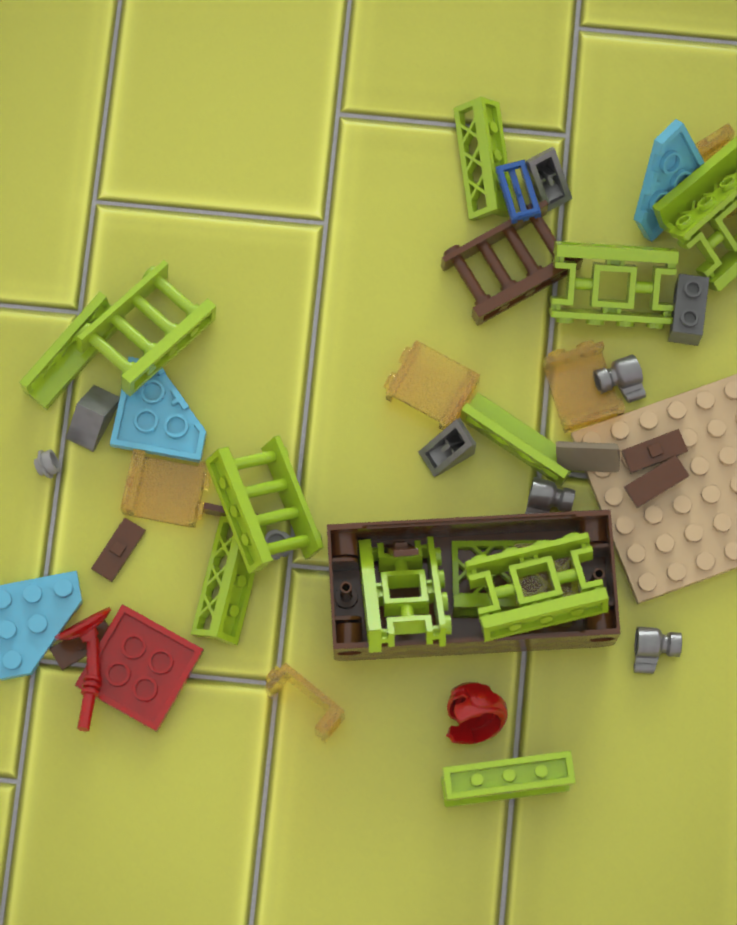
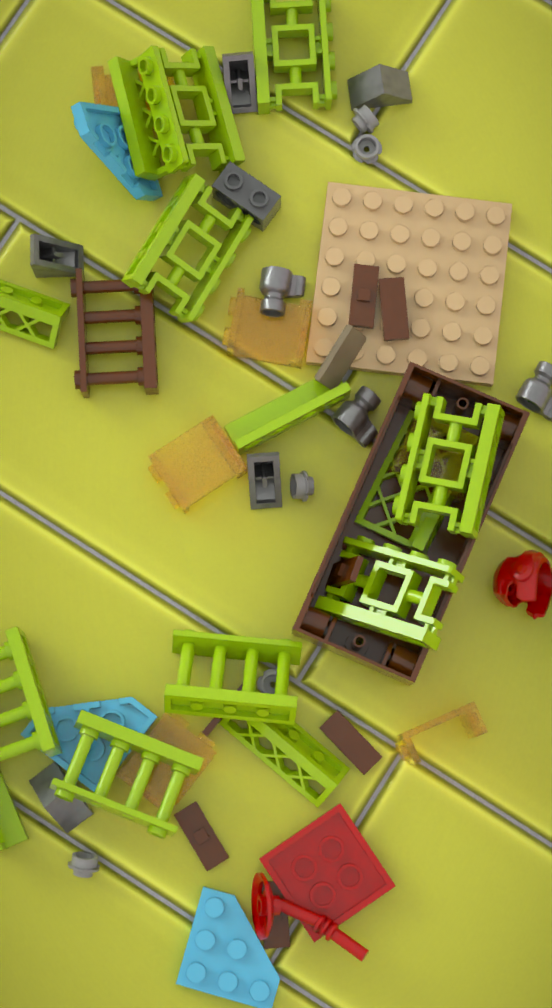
camera: 65 degrees left, 5 degrees up
(162, 438) = (151, 753): none -> lime fence
(260, 634) = (350, 742): none -> reddish brown piece
(460, 483) = (301, 486): none -> light grey plate
(524, 213) = (80, 294): blue tile -> none

